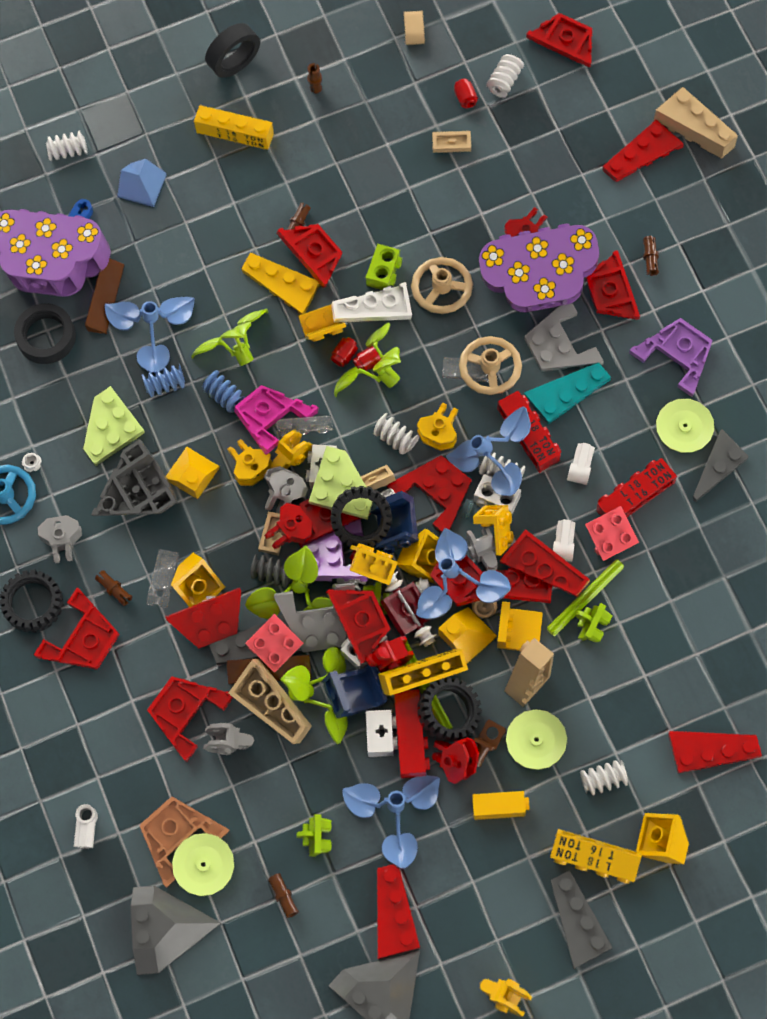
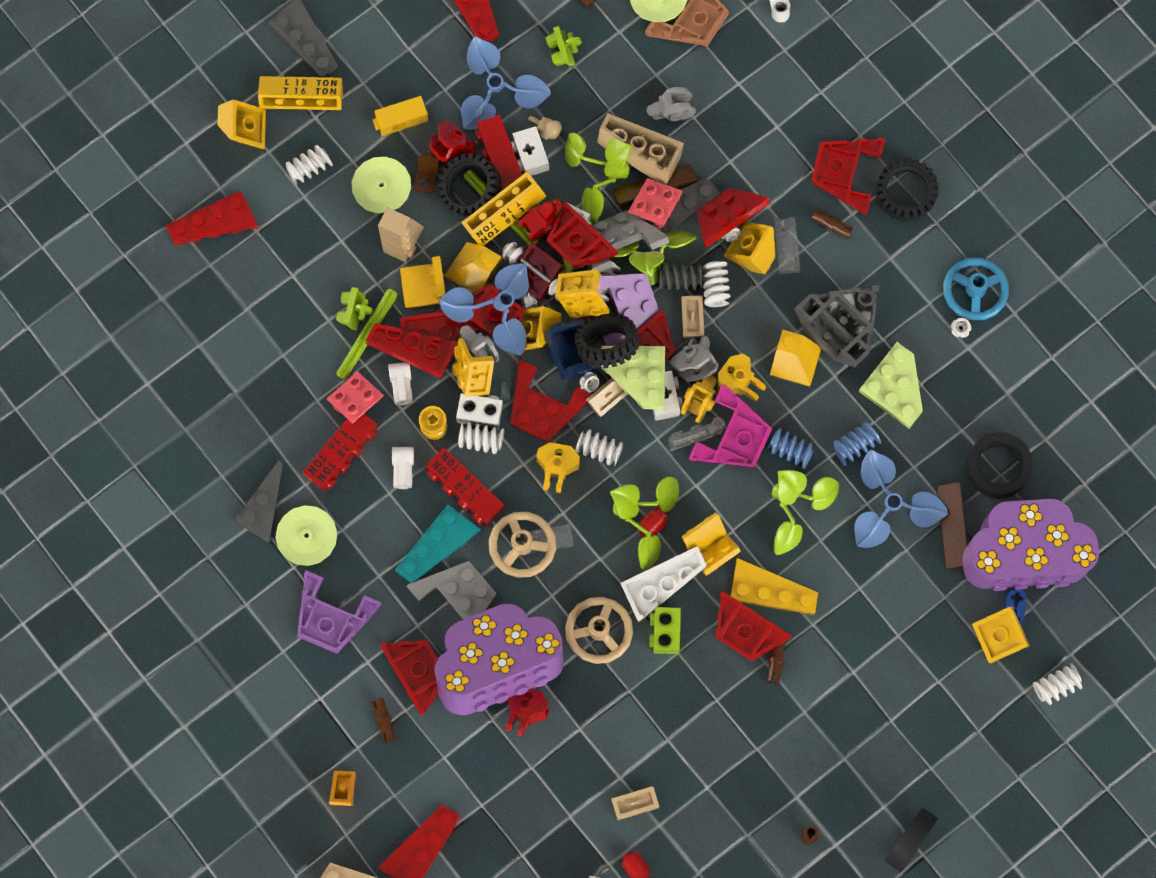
camera: 160 degrees right, 5 degrees up
(60, 535) = (902, 254): light grey hinge -> none
(99, 194) = (1000, 634): none -> yellow plate
(141, 182) = (961, 666): medium blue slope -> none
(178, 705) = (730, 129): red wing -> none
(233, 127) = (882, 755): yellow brick -> none
(239, 557) = (714, 283): none -> white piece
(289, 527) = (673, 319): red hinge -> none
(344, 351) = (679, 525): red brick -> none
(354, 691) = (567, 178): dark blue panel -> none
(354, 754) = (549, 128): none -> tan piece
(466, 455) = (521, 444): medium blue plant -> none
(543, 498) = (433, 422): none -> yellow wheel
(700, 205) = (343, 788): none -> light orange slope

